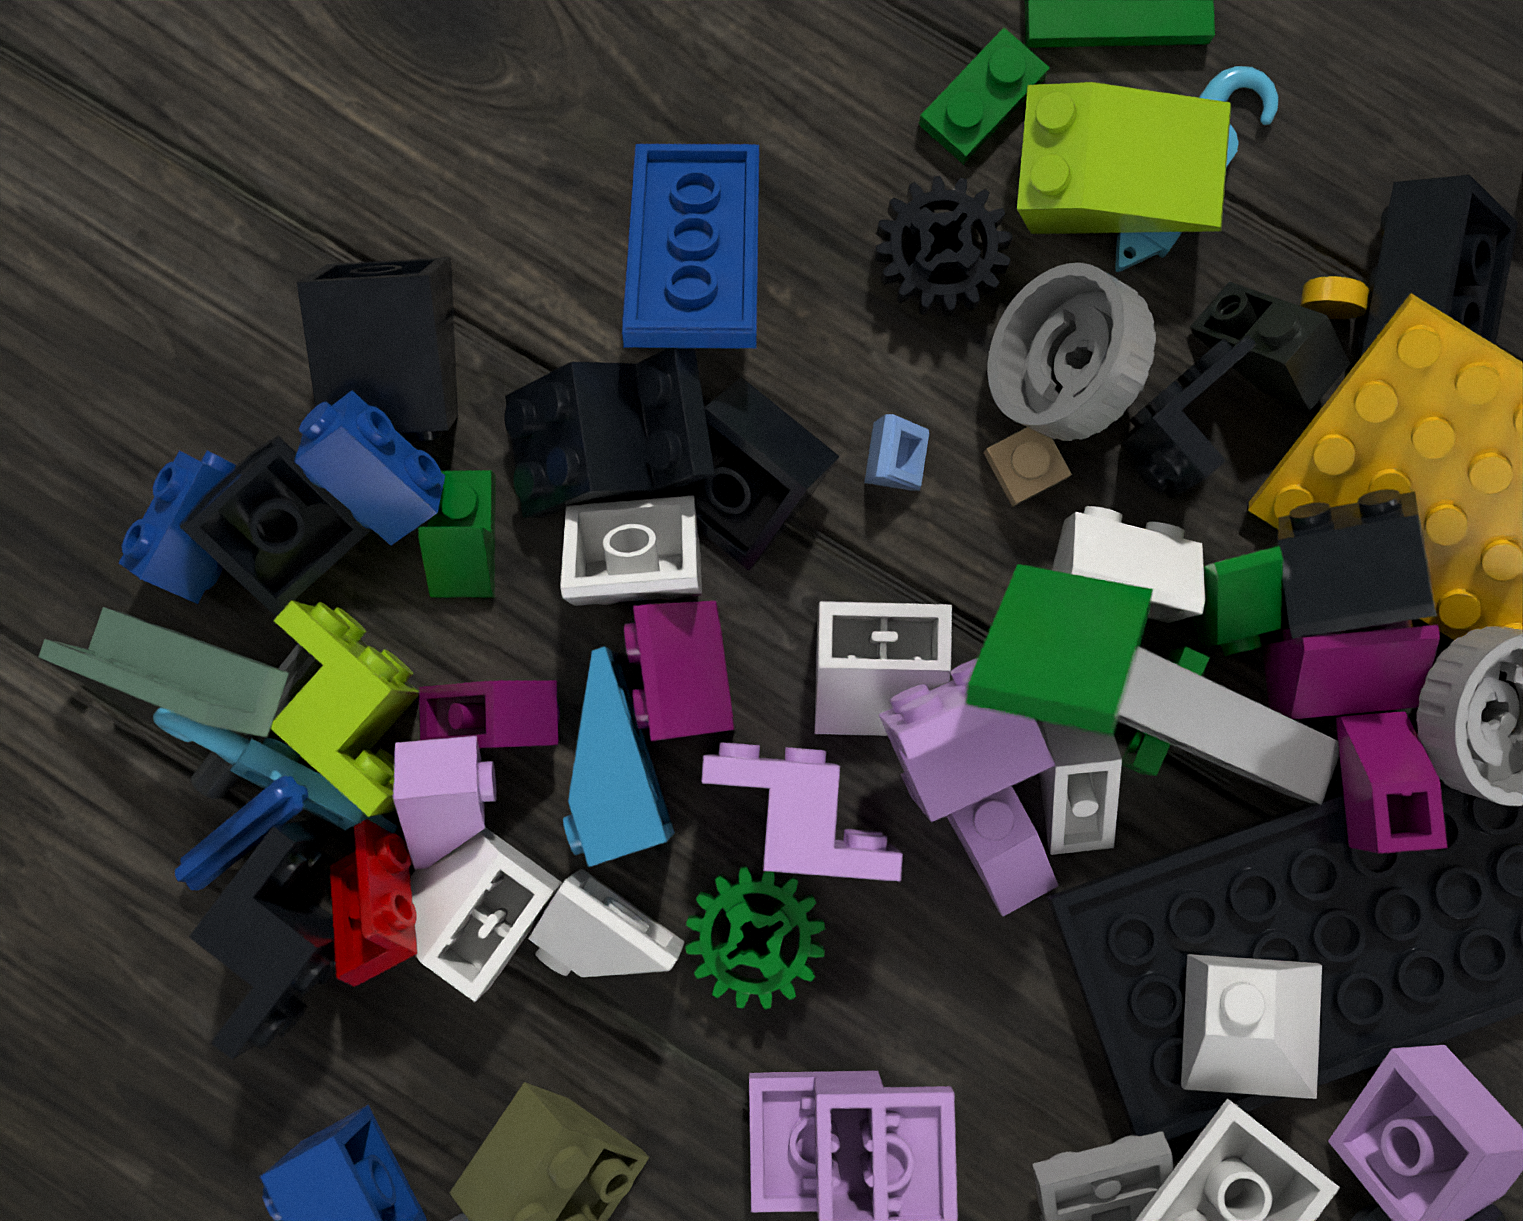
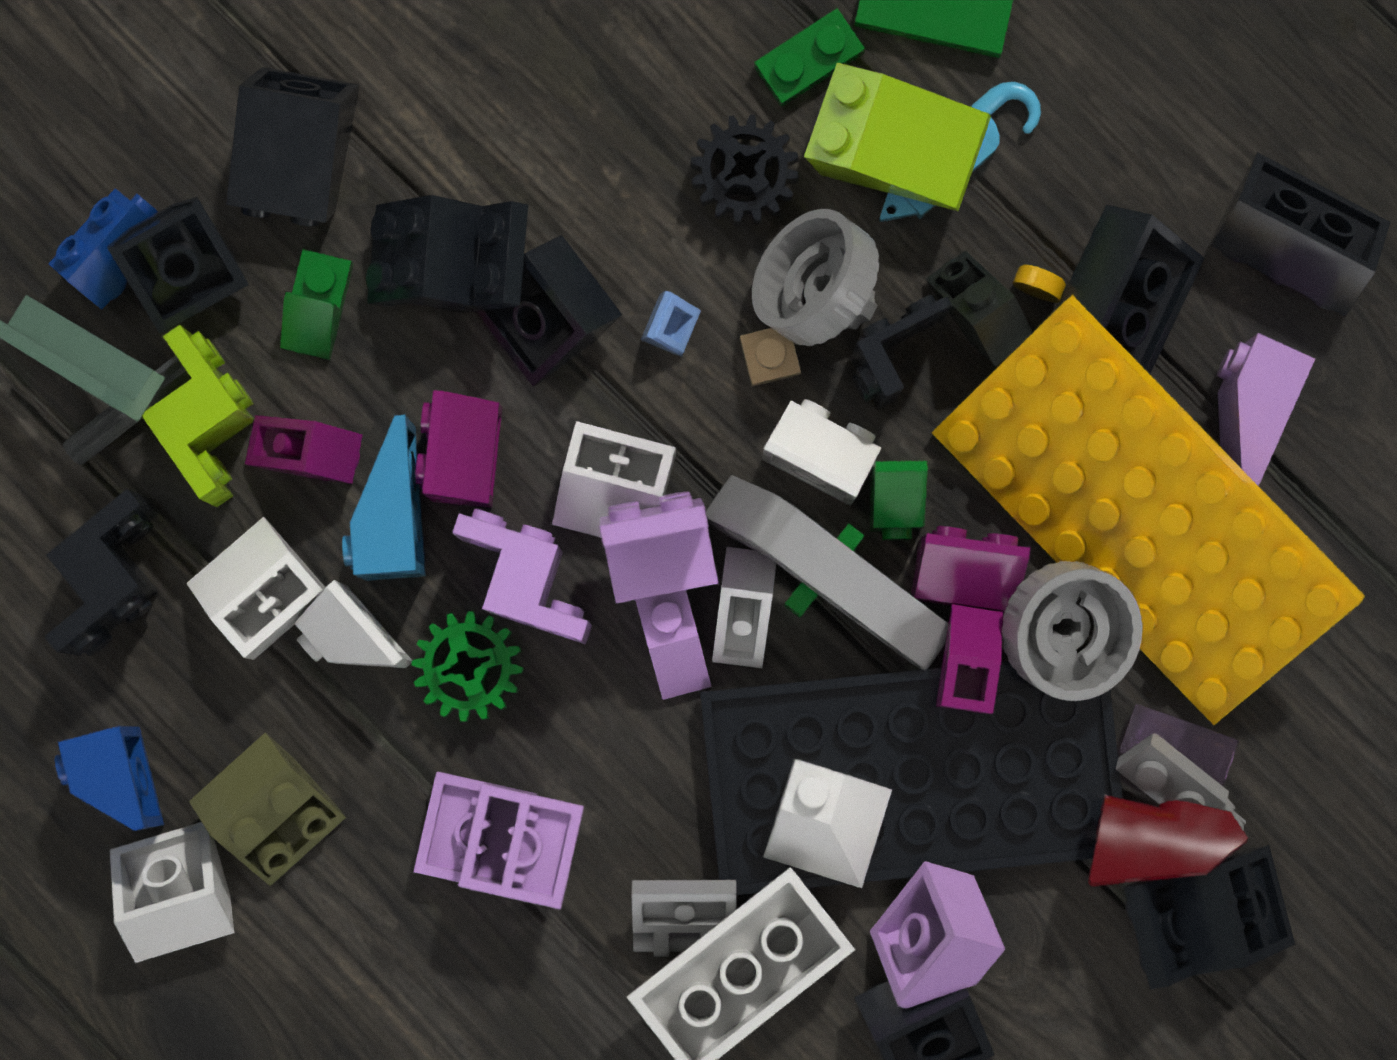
camera: 10 degrees right, 0 degrees up
(241, 832) = (95, 492): blue axle -> none
(265, 764) = (134, 452): medium azure plate -> none
(369, 467) = (260, 238): blue brick -> none
(372, 905) = (183, 569): red bracket -> none
(441, 795) = (255, 499): lavender slope -> none
(631, 551) = (444, 349): white slope -> none
(693, 247) = (548, 124): blue tile -> none
(1061, 649) = (734, 492): green tile -> none
(1355, 564) = (986, 488): black slope -> none

